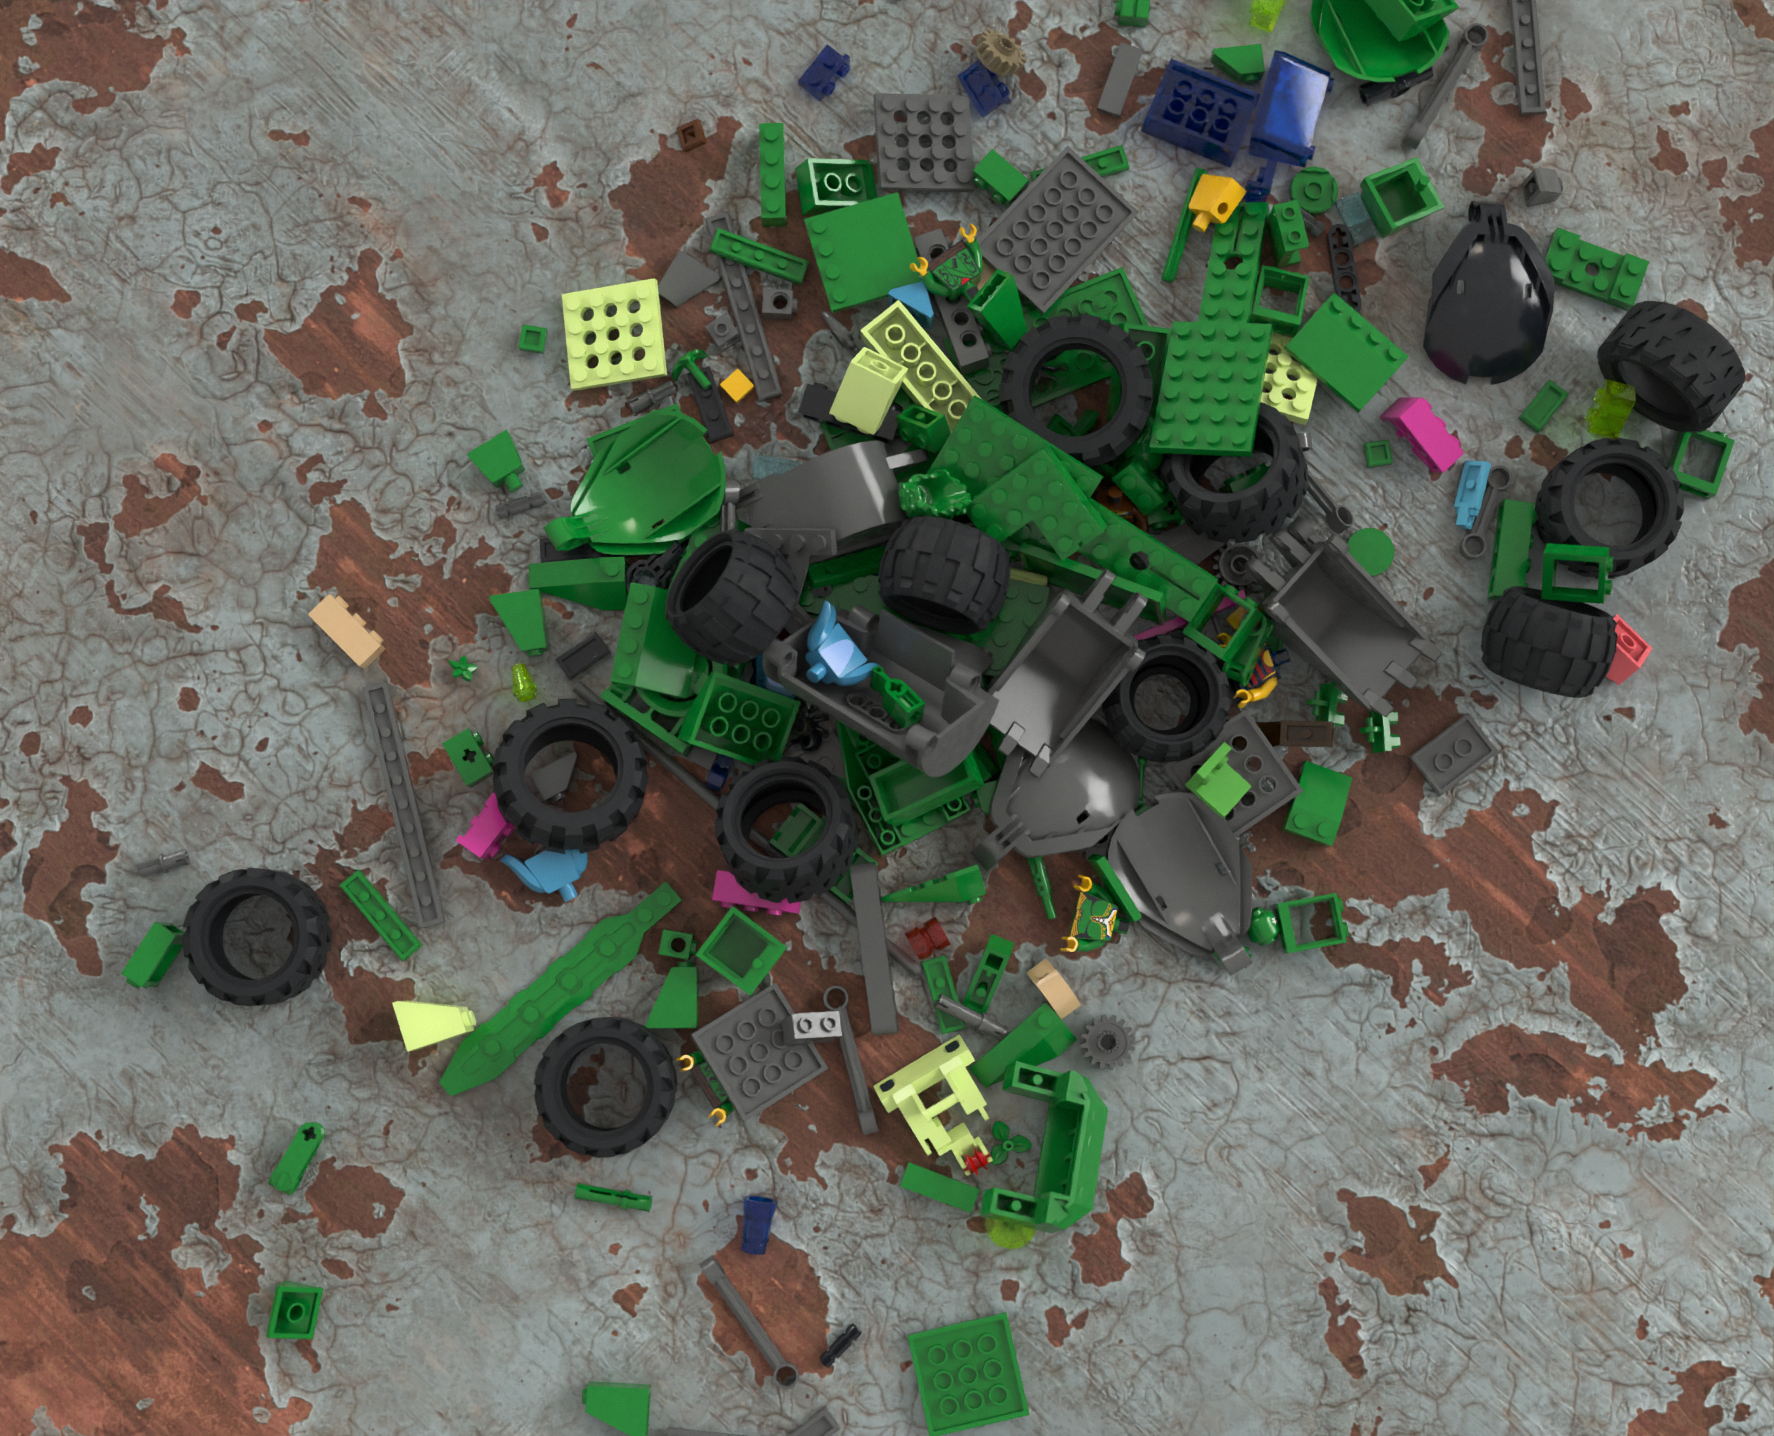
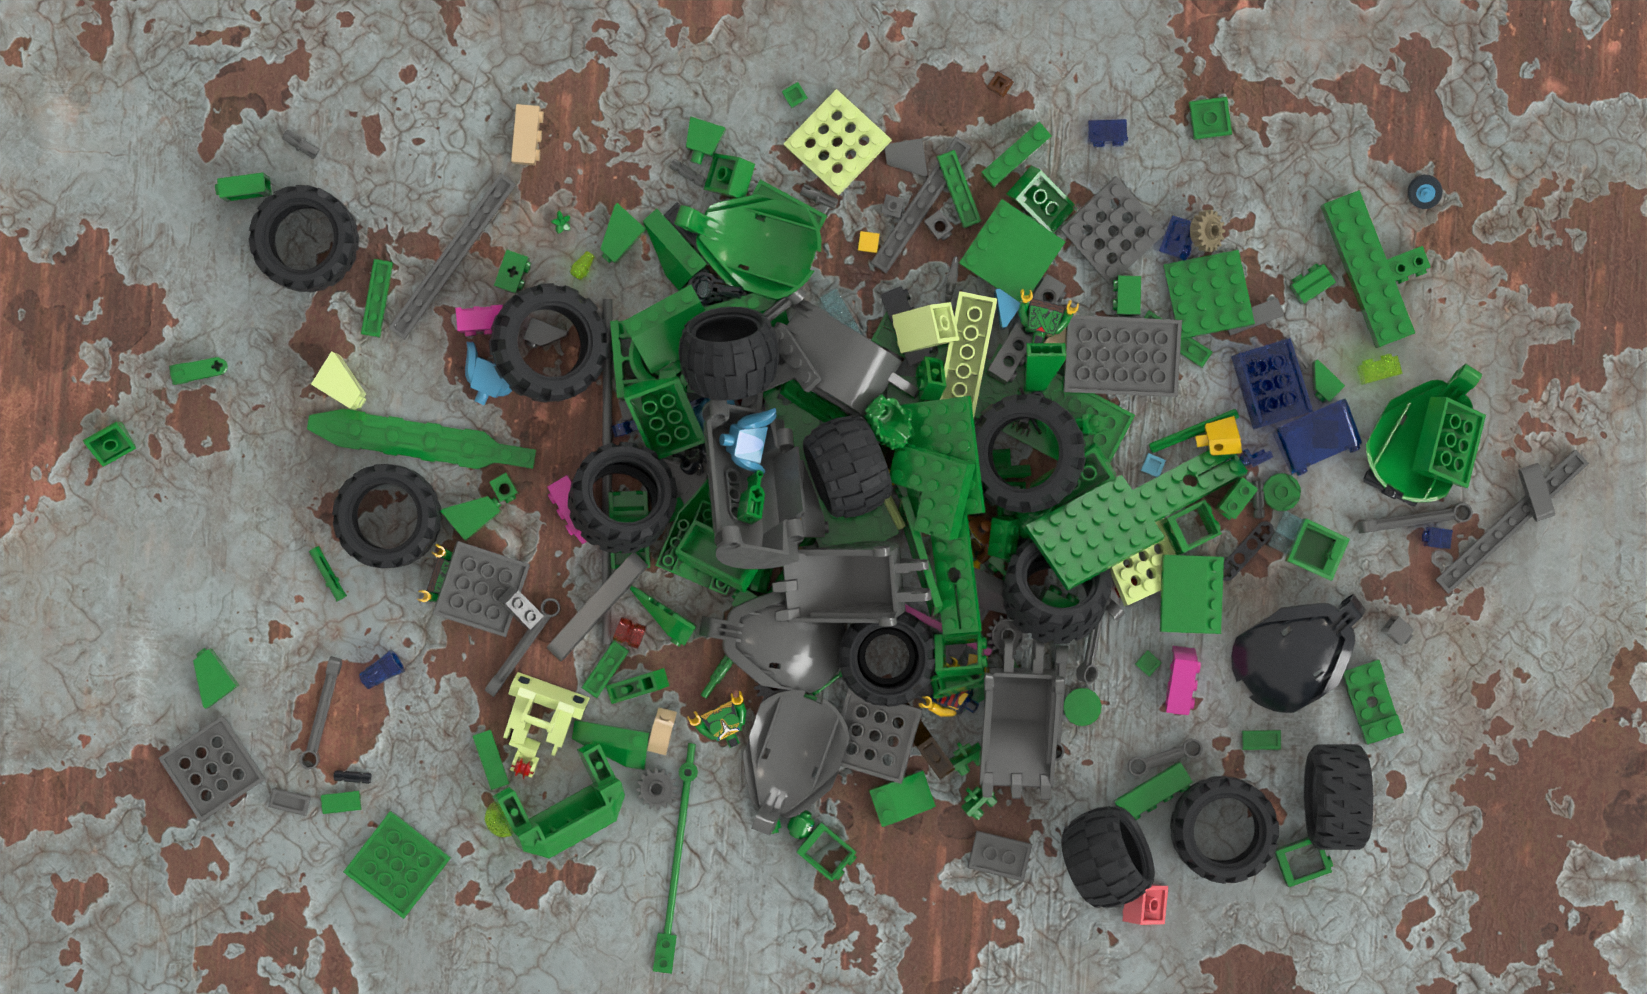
camera: 50 degrees right, 5 degrees up
(557, 466) = (729, 176): none -> green slope
(583, 656) = (628, 287): black tile -> none
(687, 361) = (857, 201): green plant -> none
(711, 407) = (843, 235): black tile -> none
(741, 950) = (530, 529): green piece -> none
(856, 1379) = (341, 802): none -> green tile
(979, 1021) = (607, 704): dark grey pin -> none
(1000, 1152) = (540, 778): green plant -> none
(1063, 102) = (1209, 294): none -> green plate
(1115, 887) = (751, 718): green tile -> none
(1185, 291) = (1153, 465): none -> medium azure tile
(1218, 783) = (862, 730): bright green bracket -> none
(1270, 1161) = (666, 941): none -> green bar
(1471, 492) = (1169, 738): medium azure hinge -> none
(1481, 78) = (1437, 537): none -> clear blue brick
(1576, 553) = (1176, 834): green window -> none
(1610, 409) = (1289, 782): clear neon green brick -> none

